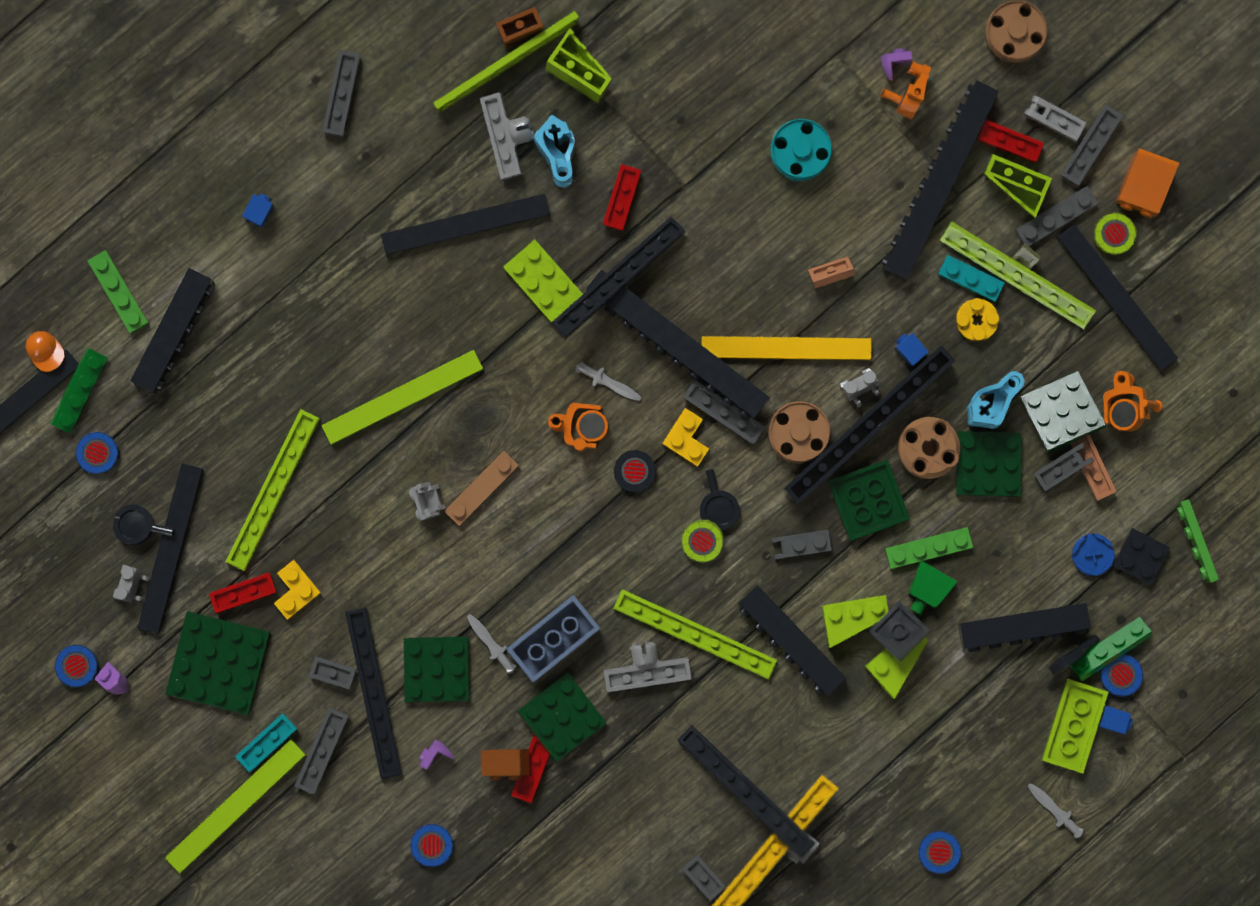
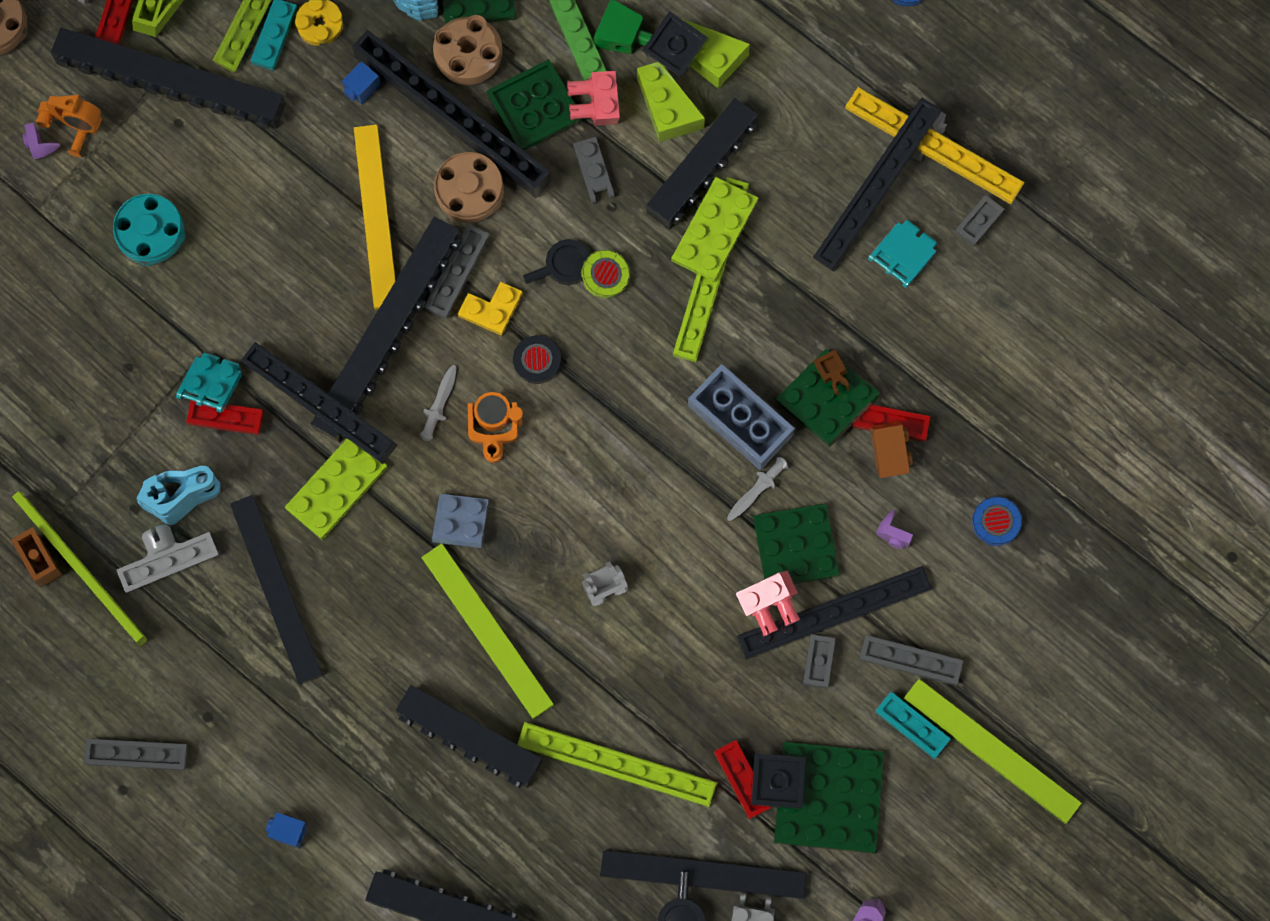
camera: 90 degrees left, 10 degrees down
(233, 621) = (778, 781): none -> black plate
(301, 590) = (729, 713): yellow plate -> none
(313, 370) = (468, 736): none -> black brick
(394, 637) = (772, 591): none -> brick
(481, 488) = (580, 525): medium nougat plate -> none
(500, 386) = (460, 520): none -> sand blue plate
(578, 68) = (79, 484): lime wedge -> none
(582, 722) = (831, 369): none -> reddish brown plate
(646, 670) = (759, 313): light grey plate -> none
(654, 188) = (210, 381): none -> teal plate
(684, 806) = (904, 252): none -> teal plate
(728, 642) = (714, 229): none -> lime plate
(831, 272) = (284, 178): nougat plate -> none
(860, 386) = (408, 131): light grey piece -> none
(863, 562) = (604, 98): none -> coral brick

